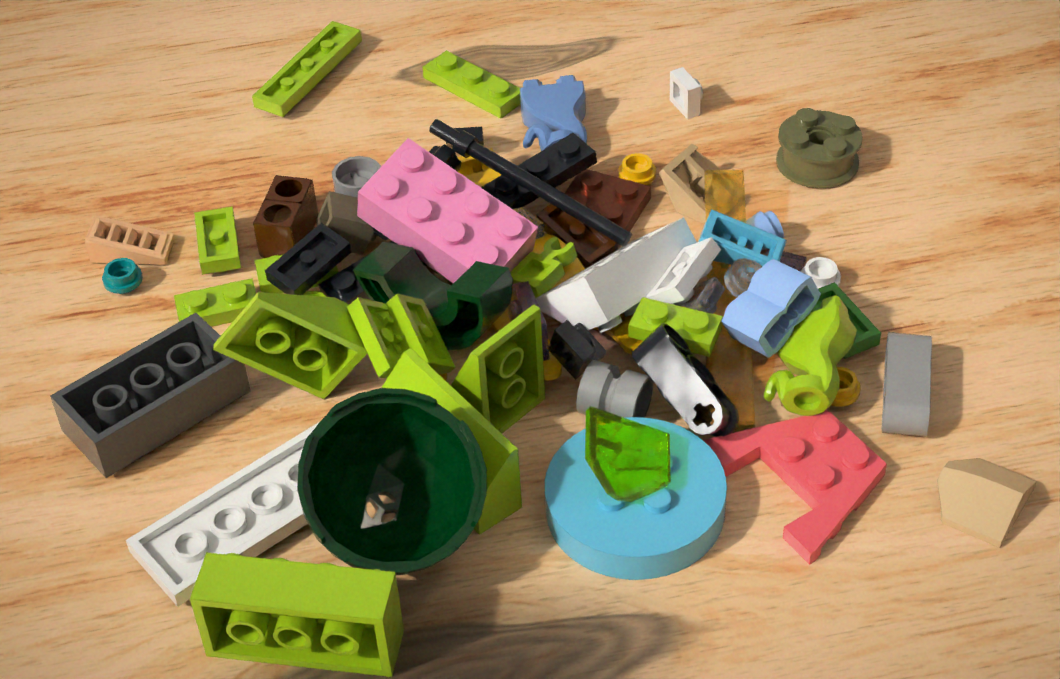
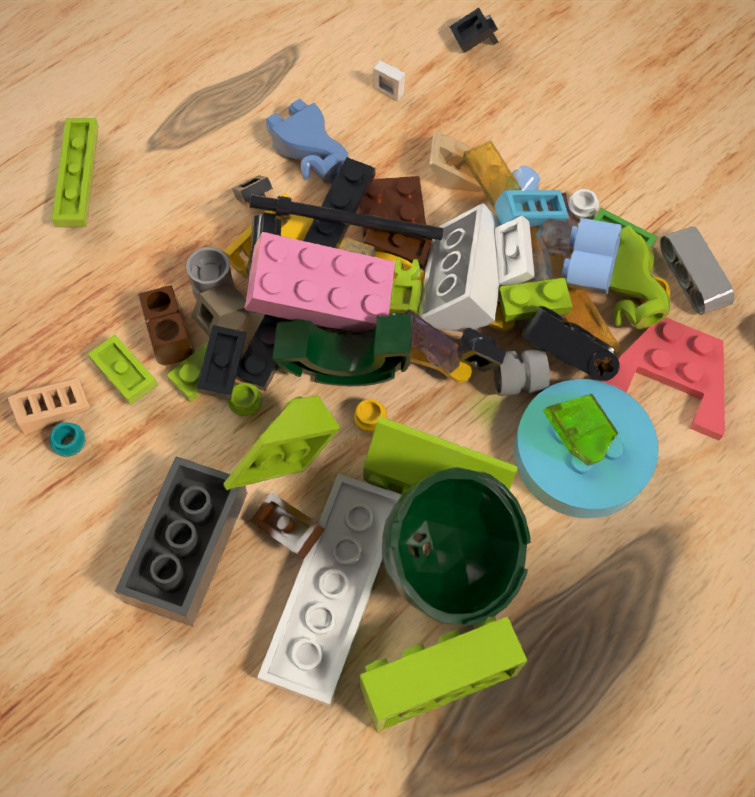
camera: 35 degrees left, 20 degrees up
(216, 304) = (164, 428): lime plate -> none
(260, 426) = (287, 525): none -> reddish brown plate
(396, 327) = (351, 403): lime slope -> none
(472, 84) = (218, 133): lime plate -> none
(506, 372) = (440, 395): lime slope -> none
(637, 168) = (398, 164): yellow plate -> none
(819, 76) = (474, 29): none -> black bracket
(819, 148) = (515, 93): olive wheel -> none

